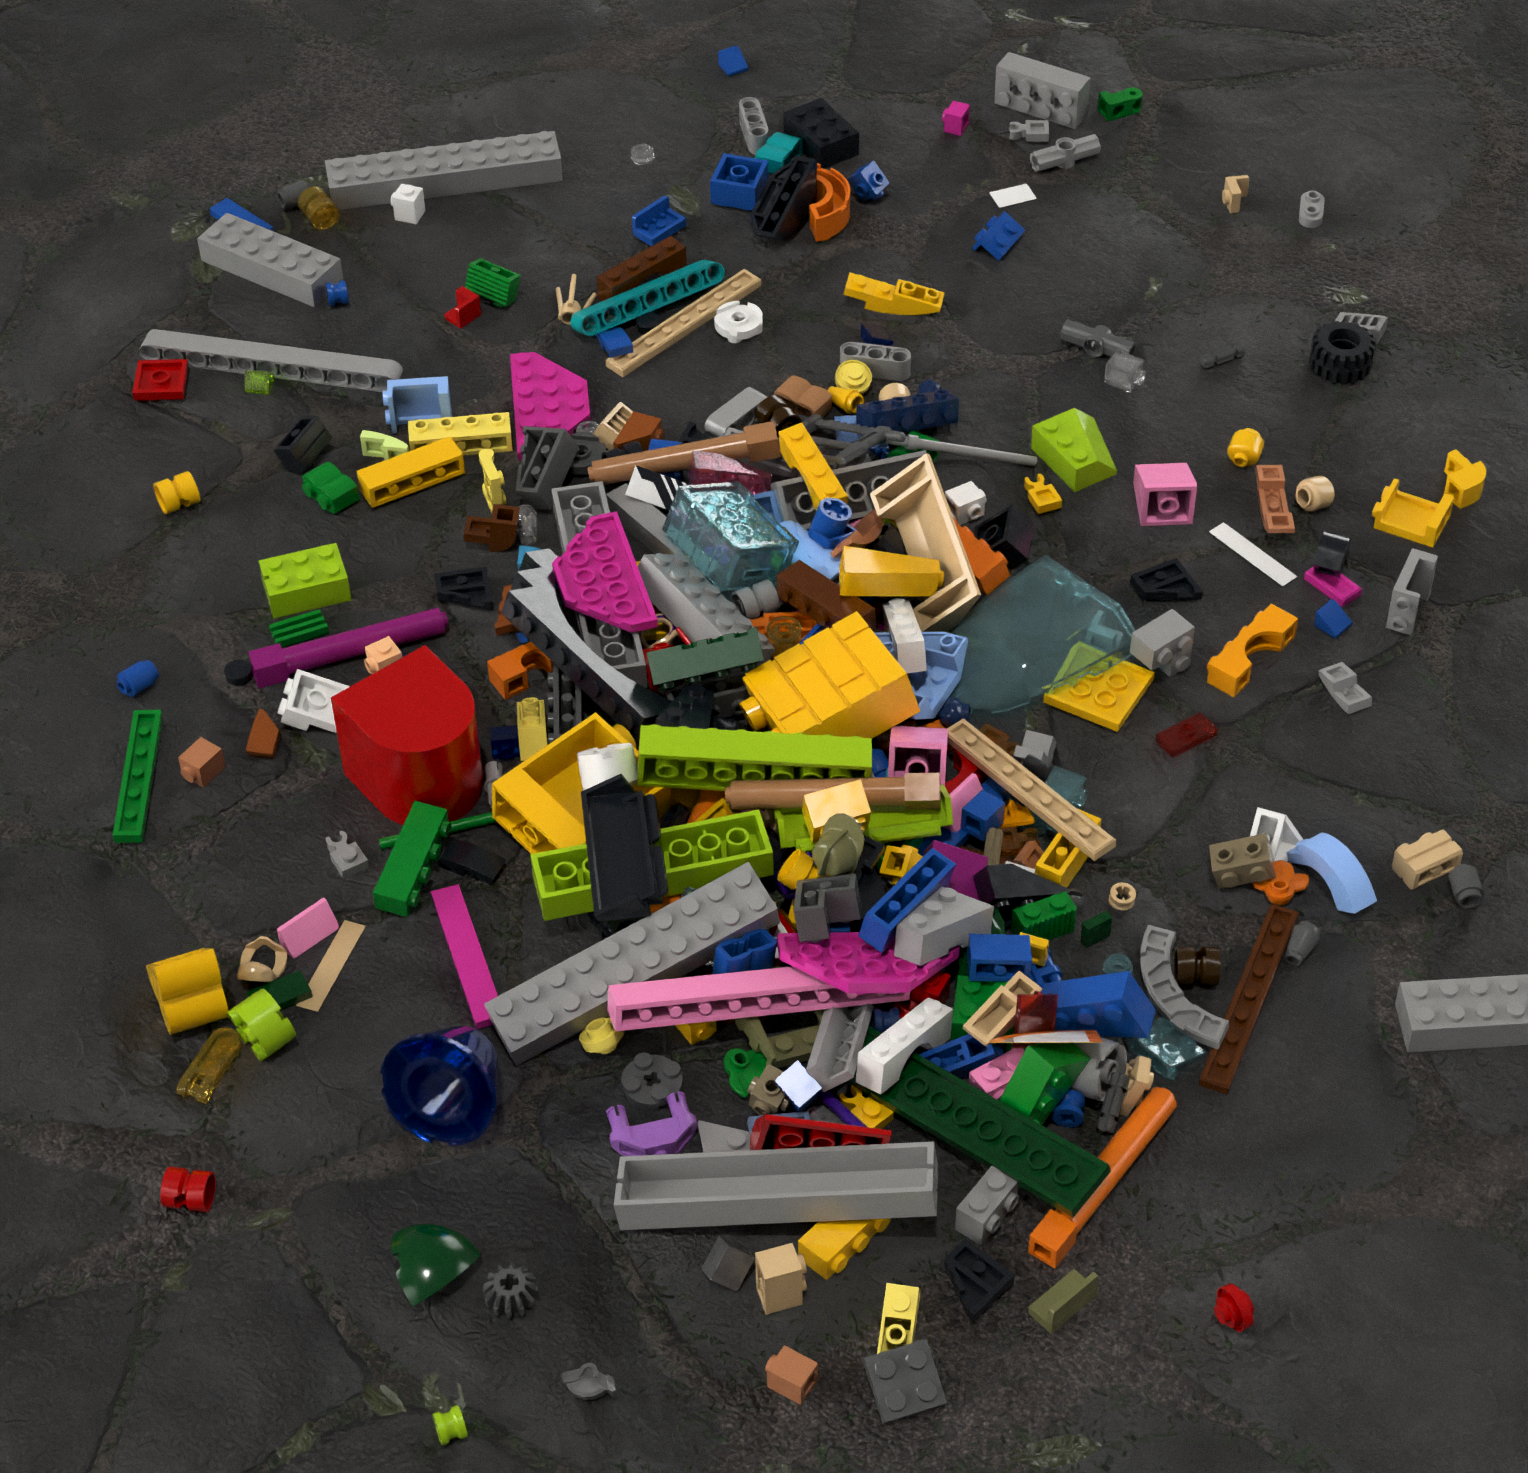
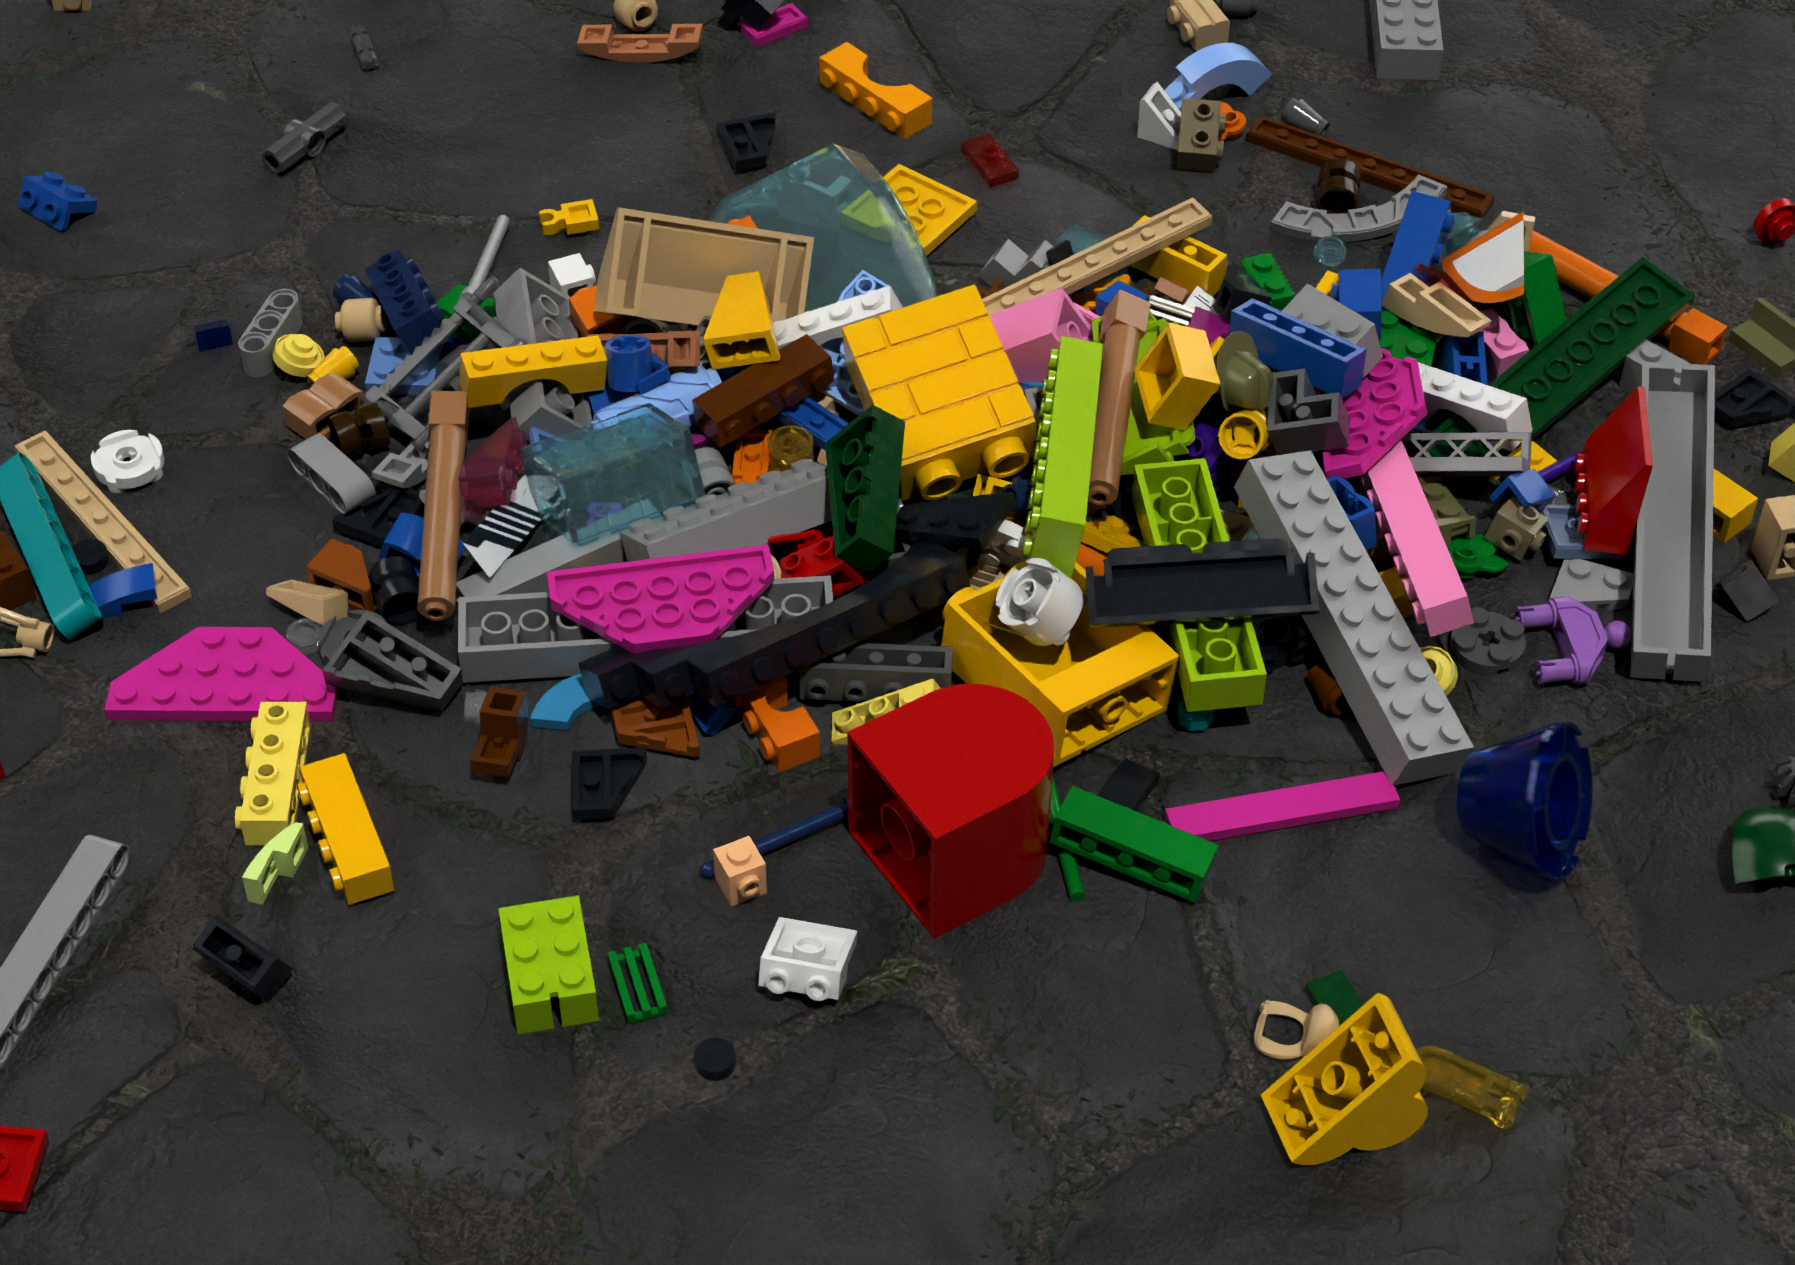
camera: 85 degrees left, 0 degrees up
(137, 678) = (710, 1184): blue brick -> none
(137, 776) = (916, 1180): green plate -> none
(176, 492) = (300, 1132): yellow wheel -> none
(188, 1189) = (1684, 1099): red wheel -> none
(201, 762) = (906, 1096): nougat brick -> none
(258, 381) = (45, 1031): clear neon green slope -> none
(262, 1024) = (1426, 1004): lime brick -> none
(263, 736) = (856, 1020): dark orange slope -> none
(275, 664) = (708, 970): magenta brick -> none
(307, 928) = (1230, 976): bright pink slope -> none
(330, 488) = (343, 933): green brick -> none
(332, 964) = (1278, 954): tan sticker -> none
(346, 857) = (1099, 930): light grey plate -> none
(416, 400) = (207, 783): light blue panel -> none
(492, 479) = (424, 727): light yellow plate -> none
(901, 299) = (147, 301): yellow slope -> none
(1073, 449) = (502, 183): lime wedge -> none
(1096, 929) = (1282, 253): dark green tile -> none
(1122, 888) = (1226, 237): tan bush -> none
(1124, 371) = (371, 123): clear brick -> none
(1164, 643) = (875, 133): light grey brick -> none
(1165, 494) = (603, 114): bright pink slope -> none
(1245, 446) = (543, 47): yellow head -> none
(1253, 554) = (707, 77): white sticker -> none
(1332, 619) = (832, 32): blue slope -> none
(1343, 687) = (948, 39): light grey slope -> none

